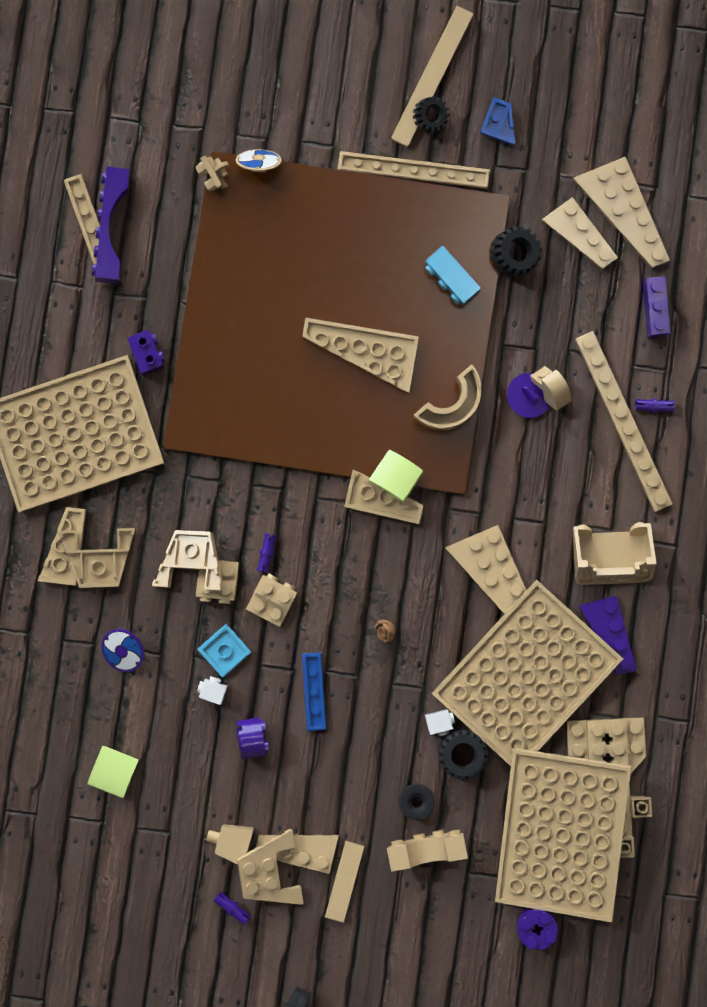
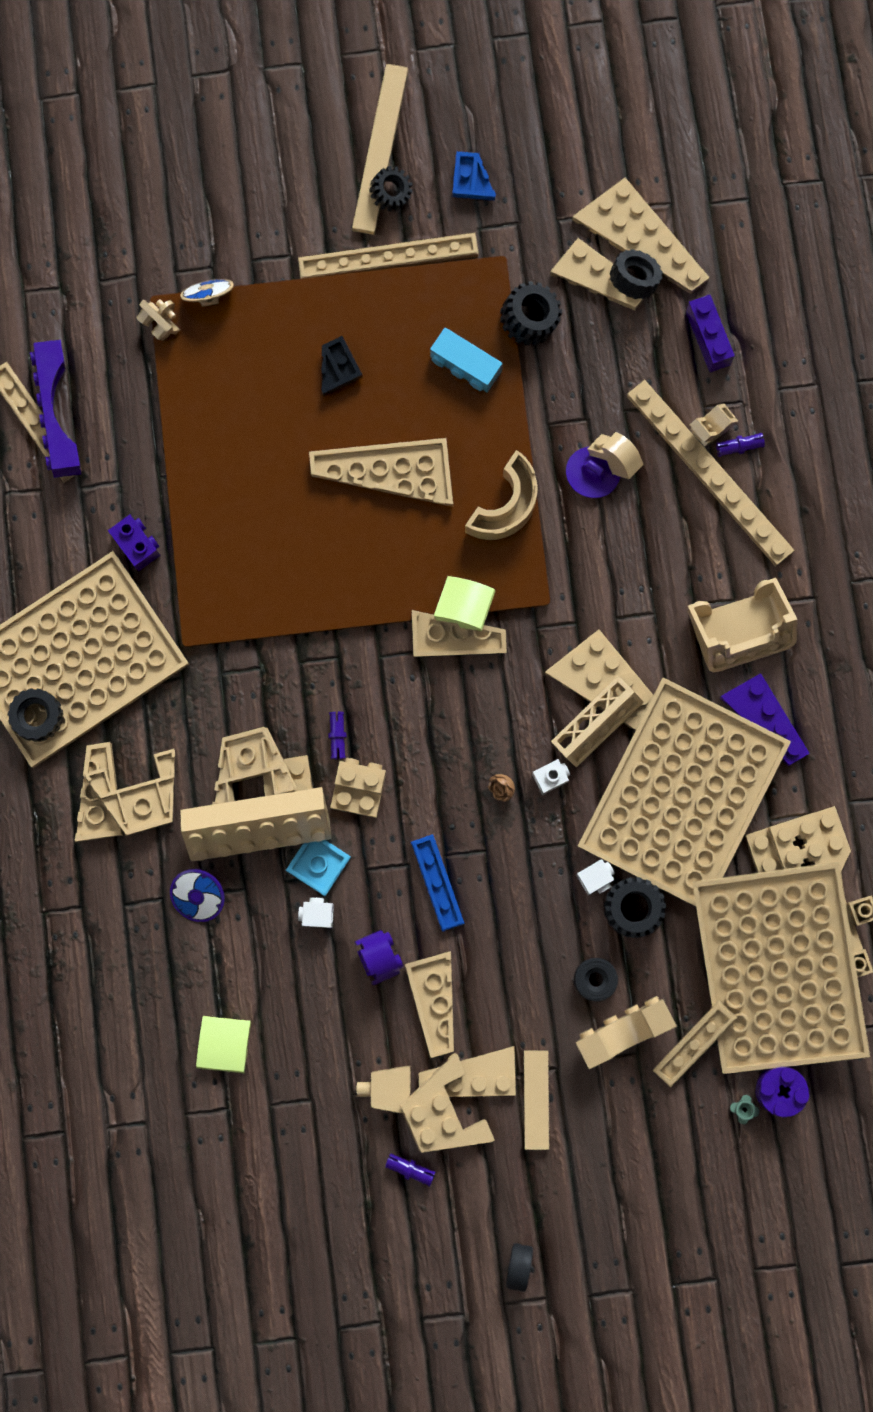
camera: 10 degrees left, 5 degrees down
(17, 472) = (18, 708): none -> black tyre
(183, 608) = (255, 824): none -> tan brick
(286, 779) = (432, 993): none -> tan wing
(348, 252) = (338, 366): none -> black wing
(426, 633) = (551, 776): none -> white brick
(474, 606) = (600, 724): none -> tan fence
(479, 873) = (694, 1043): none -> tan tile
(501, 939) = (751, 1112): none -> sand green plate
(601, 250) = (630, 285): none -> black tyre
(637, 383) = (713, 424): none -> tan brick

